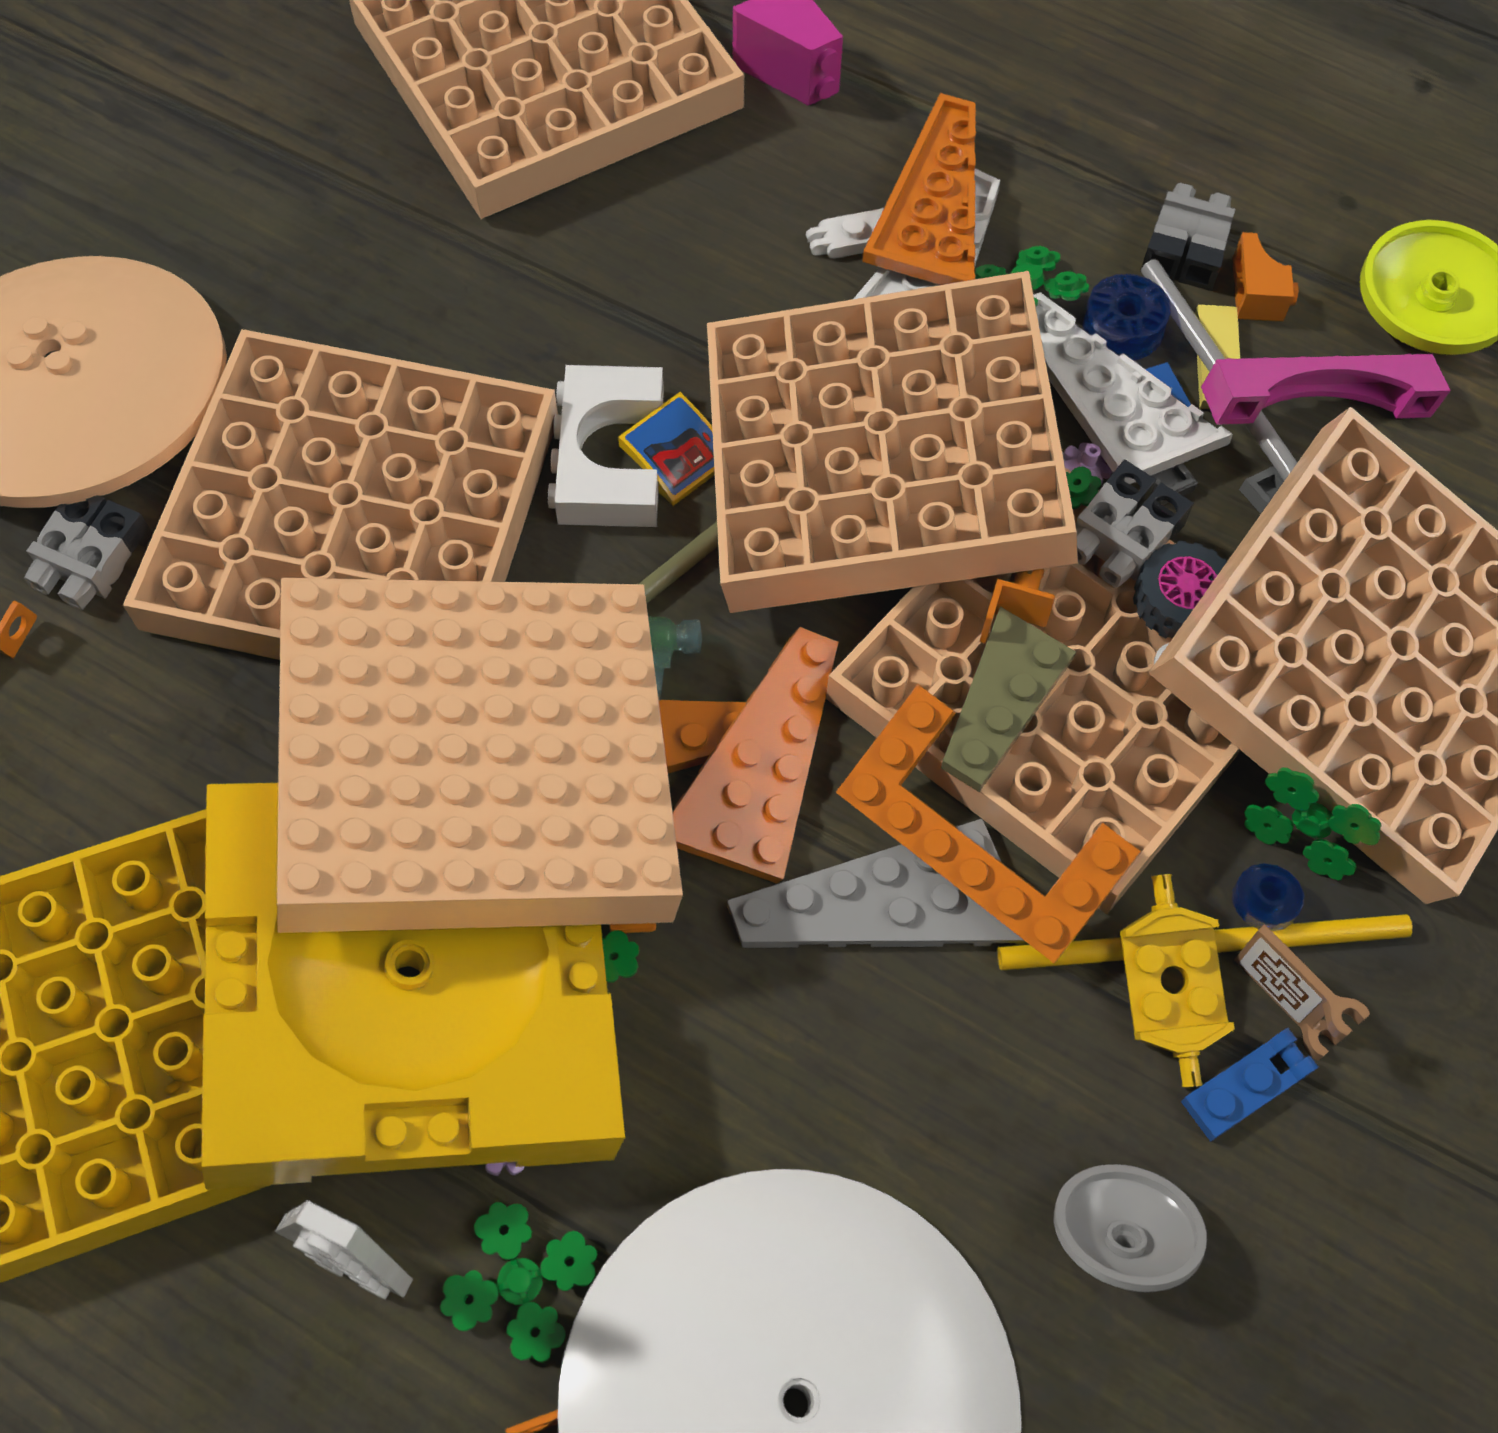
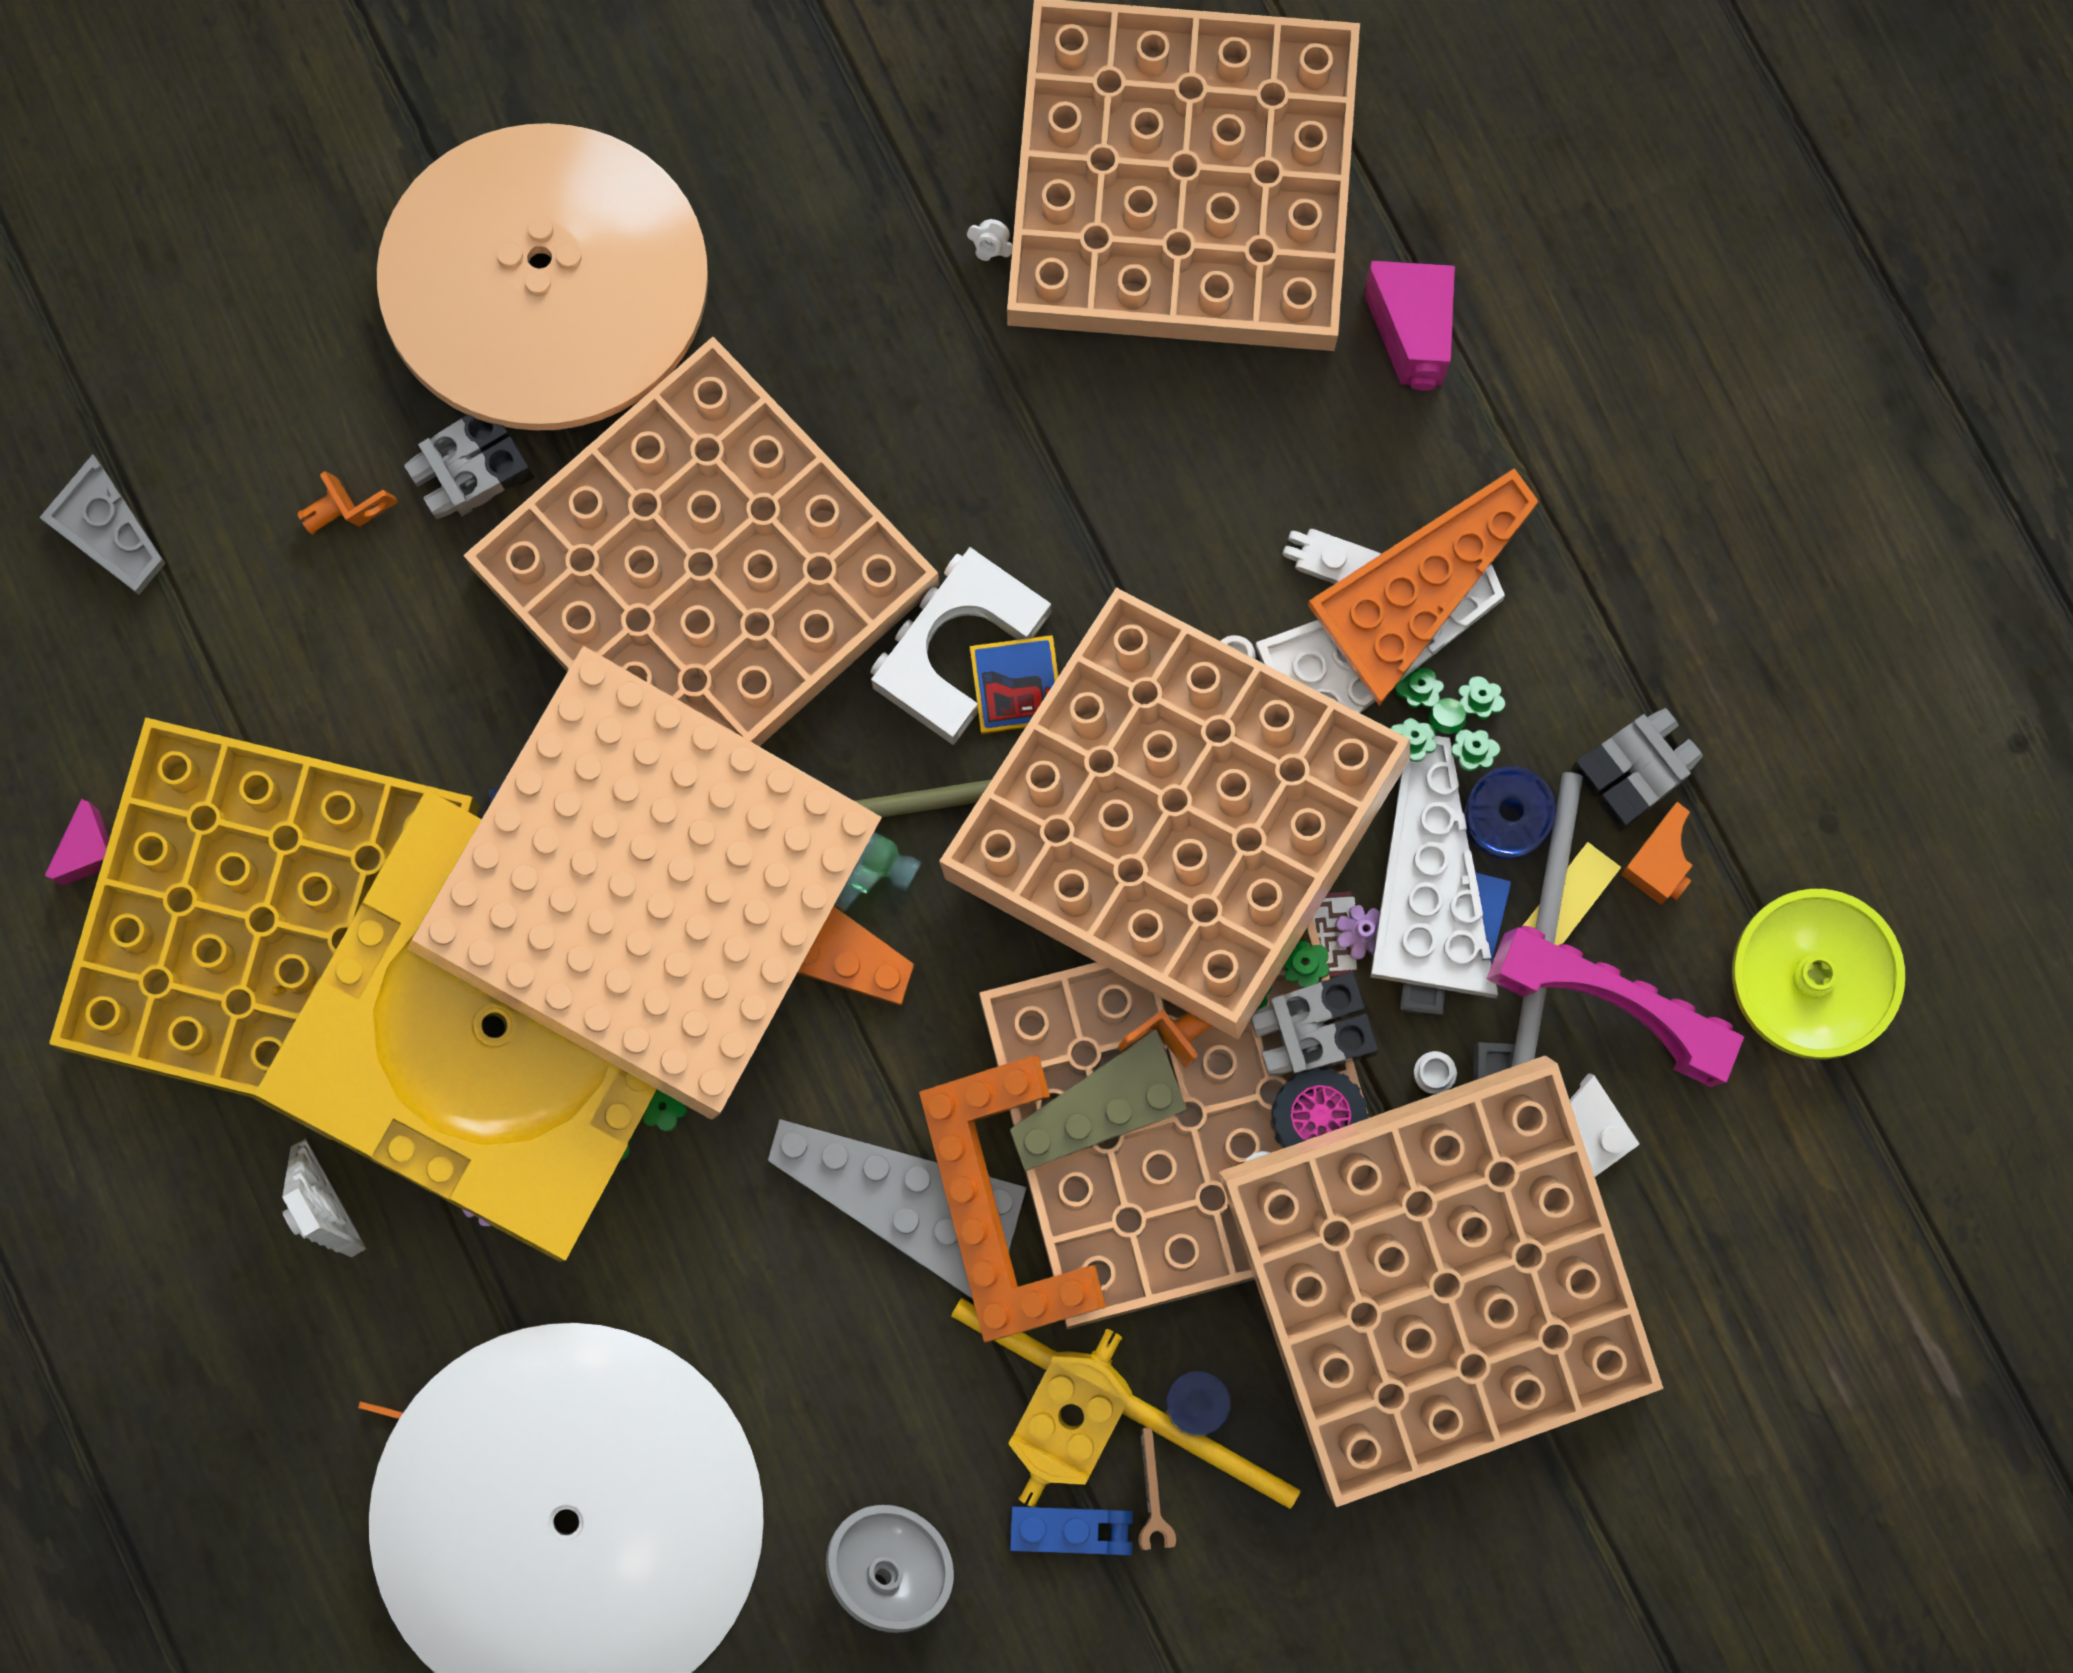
camera: 35 degrees right, 15 degrees up
(423, 157) = (991, 231): none -> white plate
(519, 1282) = (437, 1303): green plant -> none
(754, 780) = (870, 1033): orange wing -> none
(1228, 527) = (1435, 1072): none -> white plate
(1313, 820) = (1262, 1343): green plant -> none

